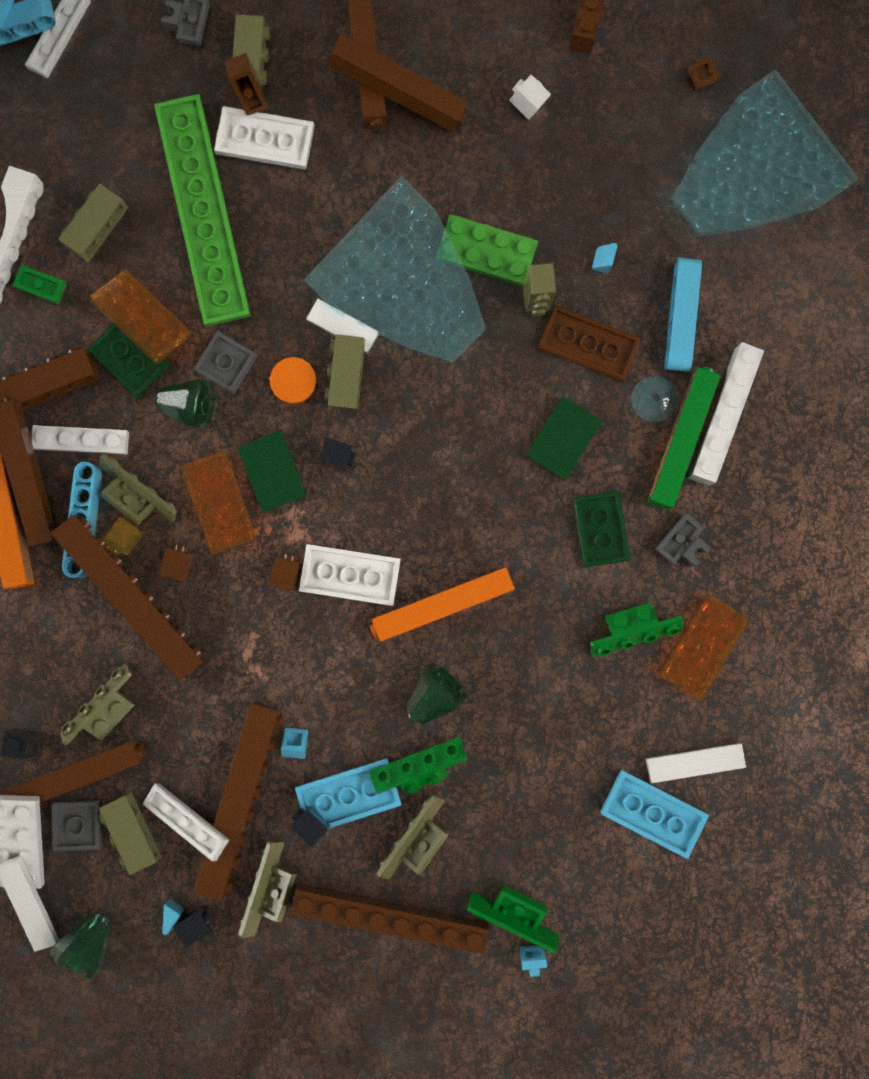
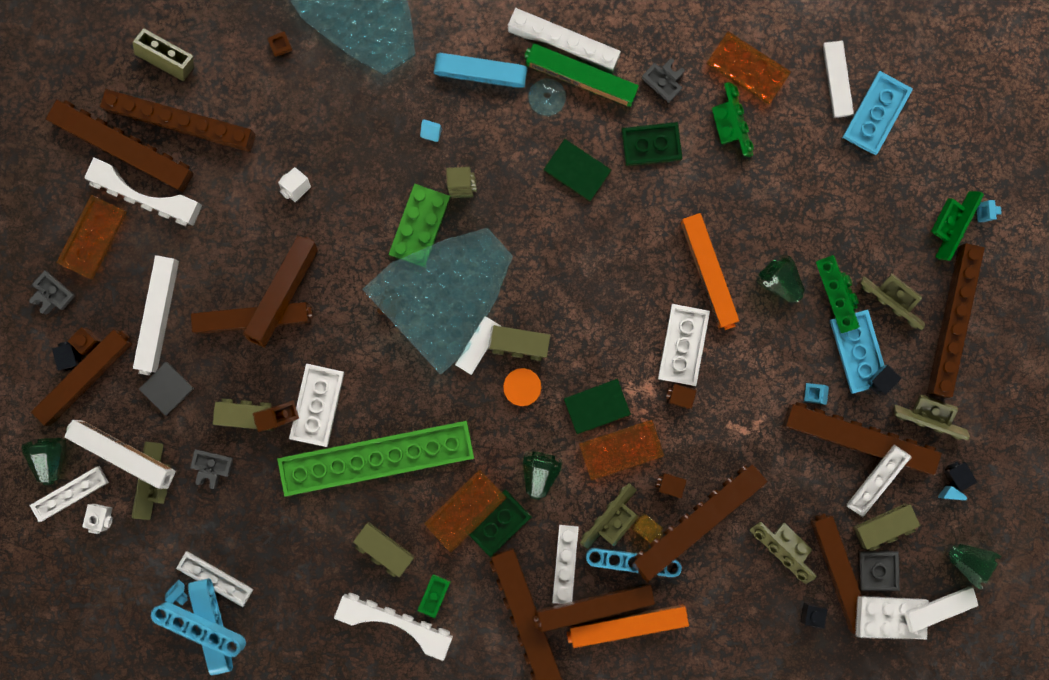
camera: 85 degrees left, 0 degrees up
(225, 362) = (504, 442): dark grey tile -> none
(337, 454) = (586, 351): black brick -> none
(589, 343) = (500, 146): reddish brown tile -> none

